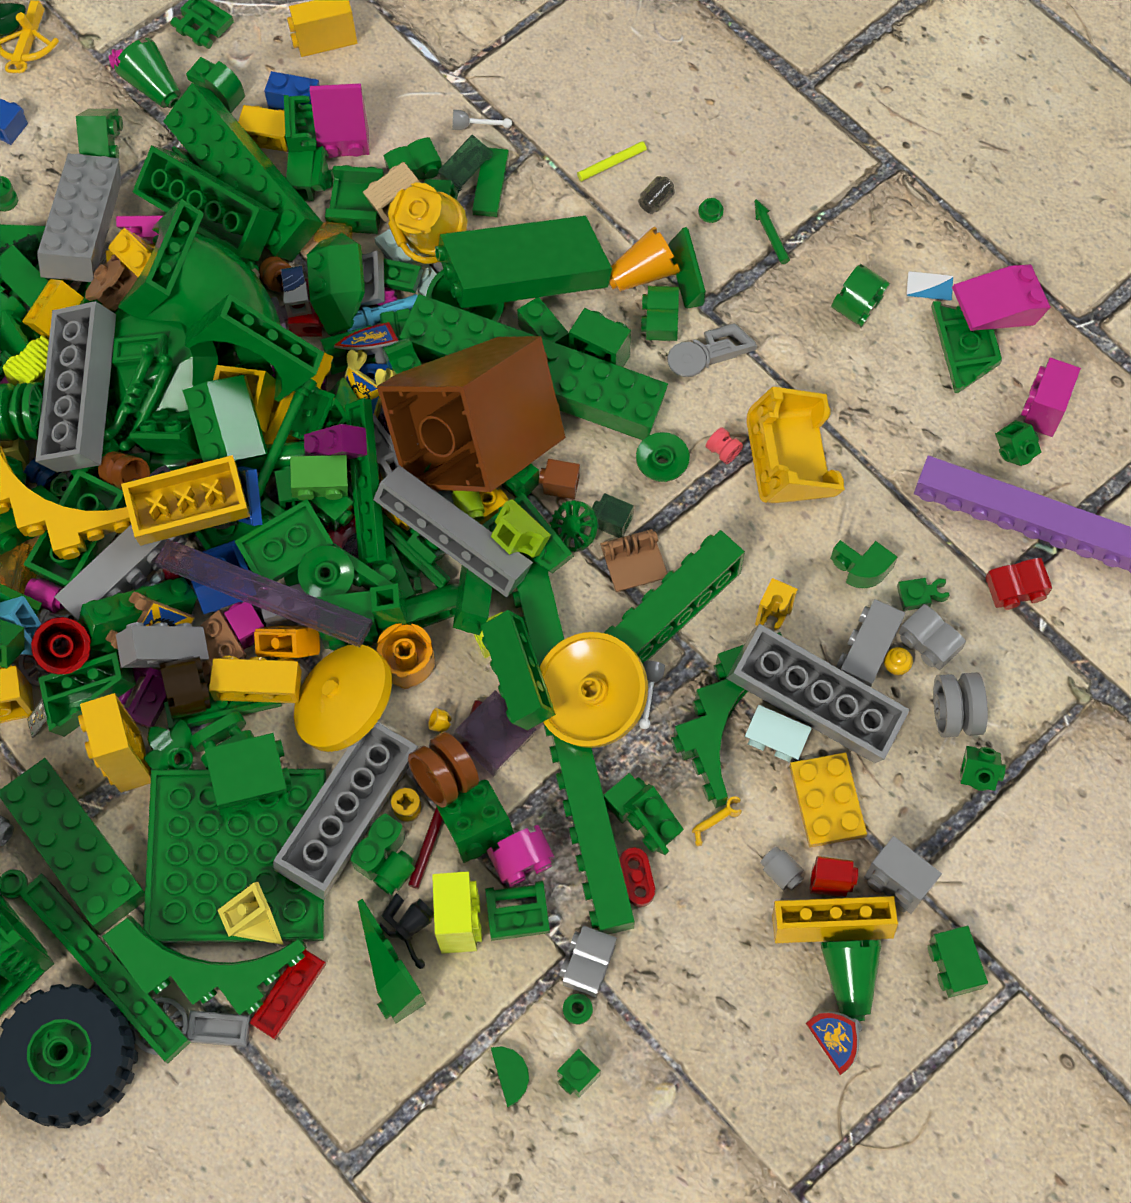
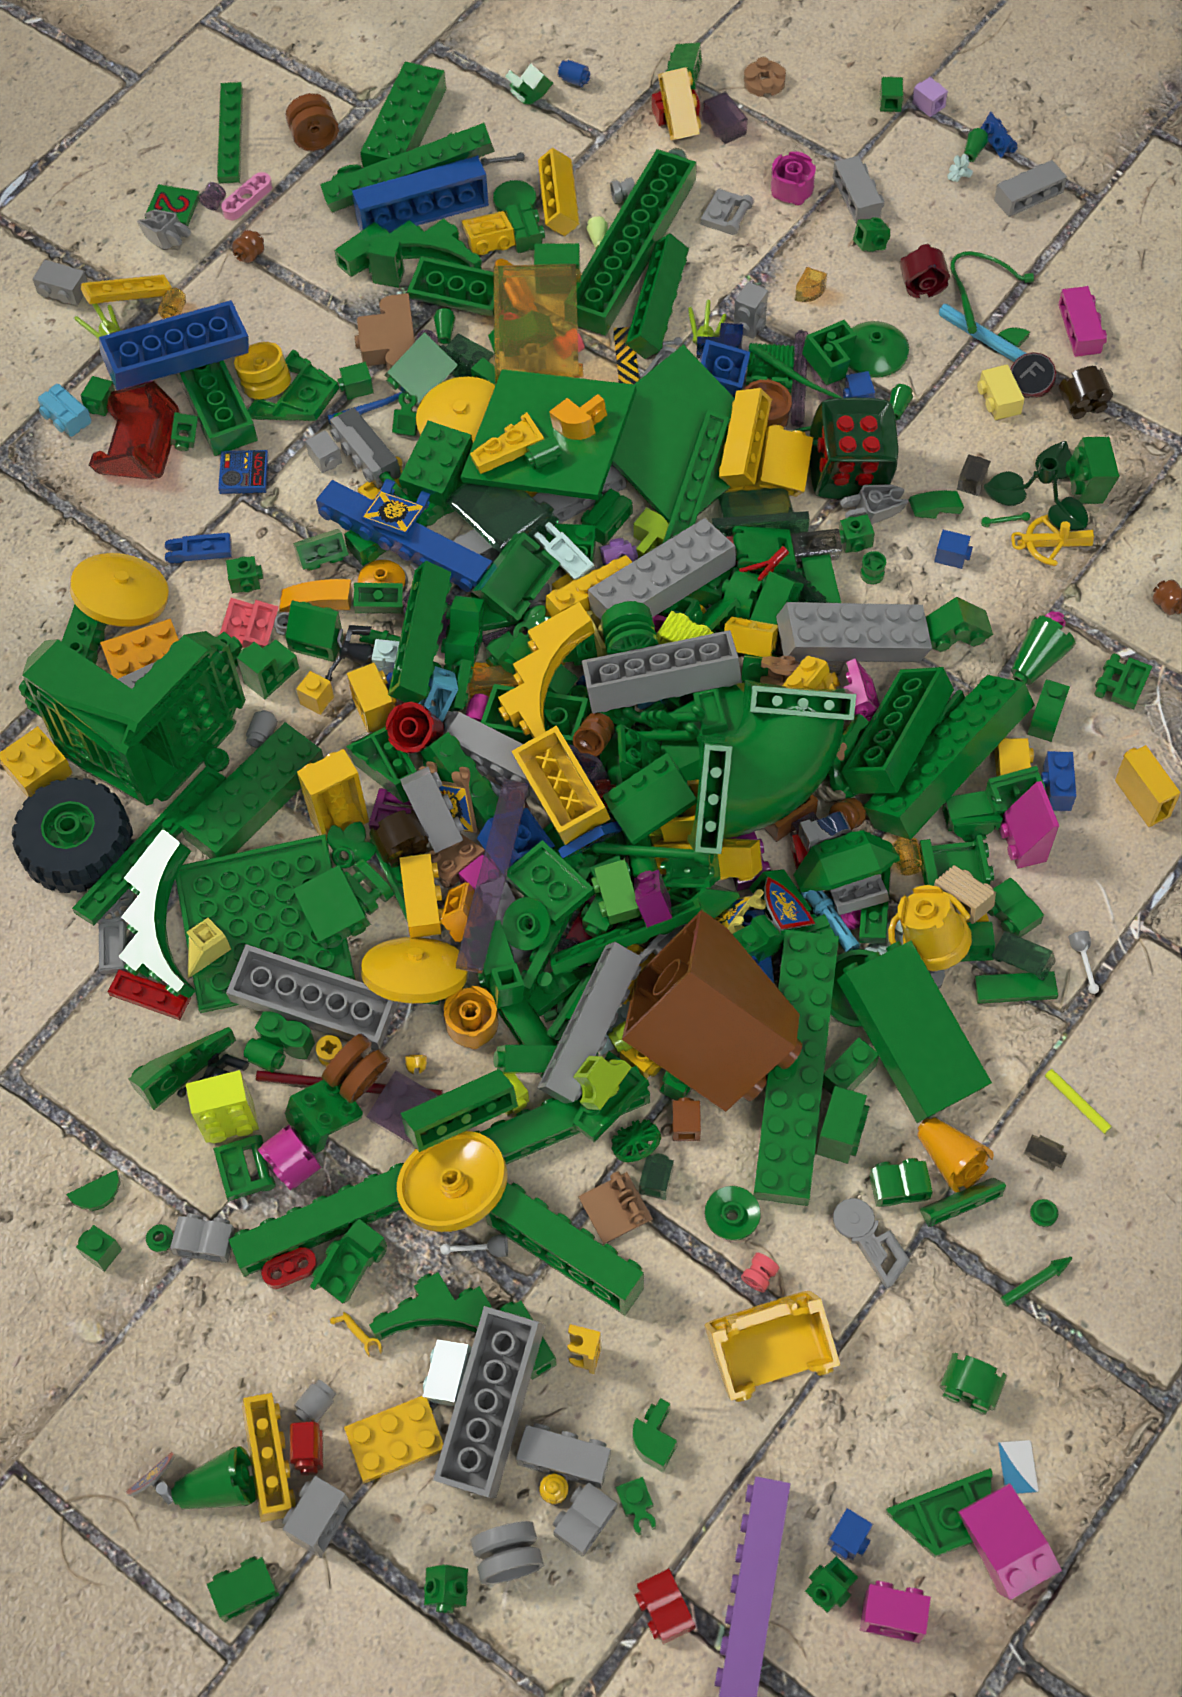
camera: 80 degrees right, 5 degrees down
(975, 422) = (850, 1536): none -> blue brick

